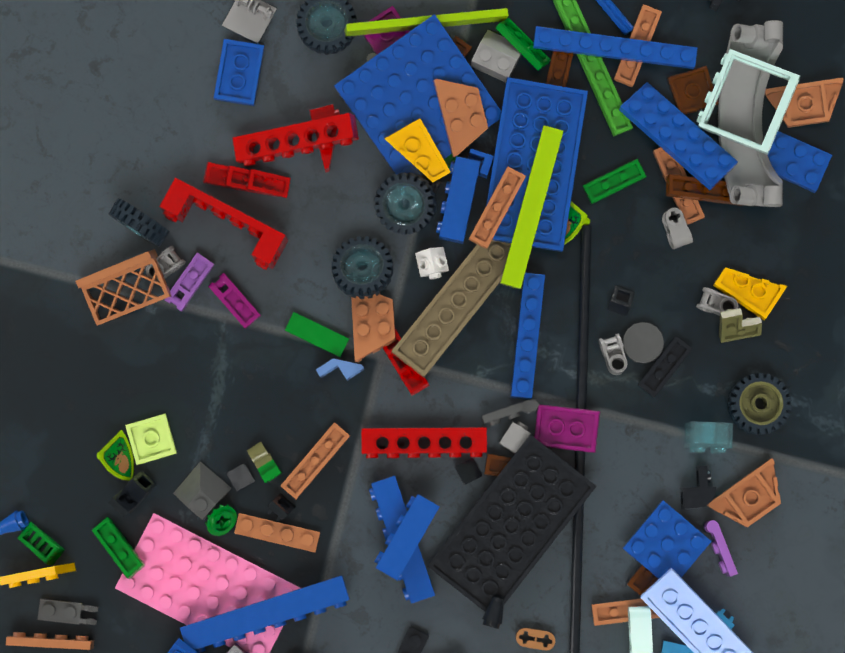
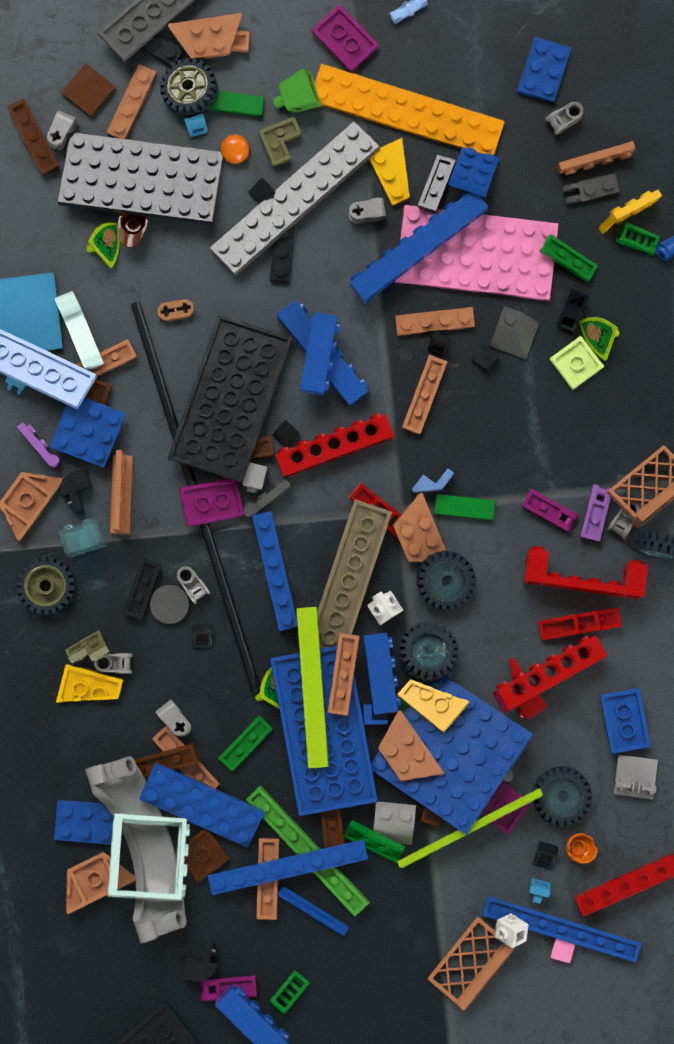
camera: 165 degrees right, 0 degrees up
(225, 524) = (481, 314): green gear -> none
(264, 462) = (469, 377): leg -> none
(494, 613) = (219, 316): black cone -> none
(654, 469) = (121, 493): none -> nougat fence

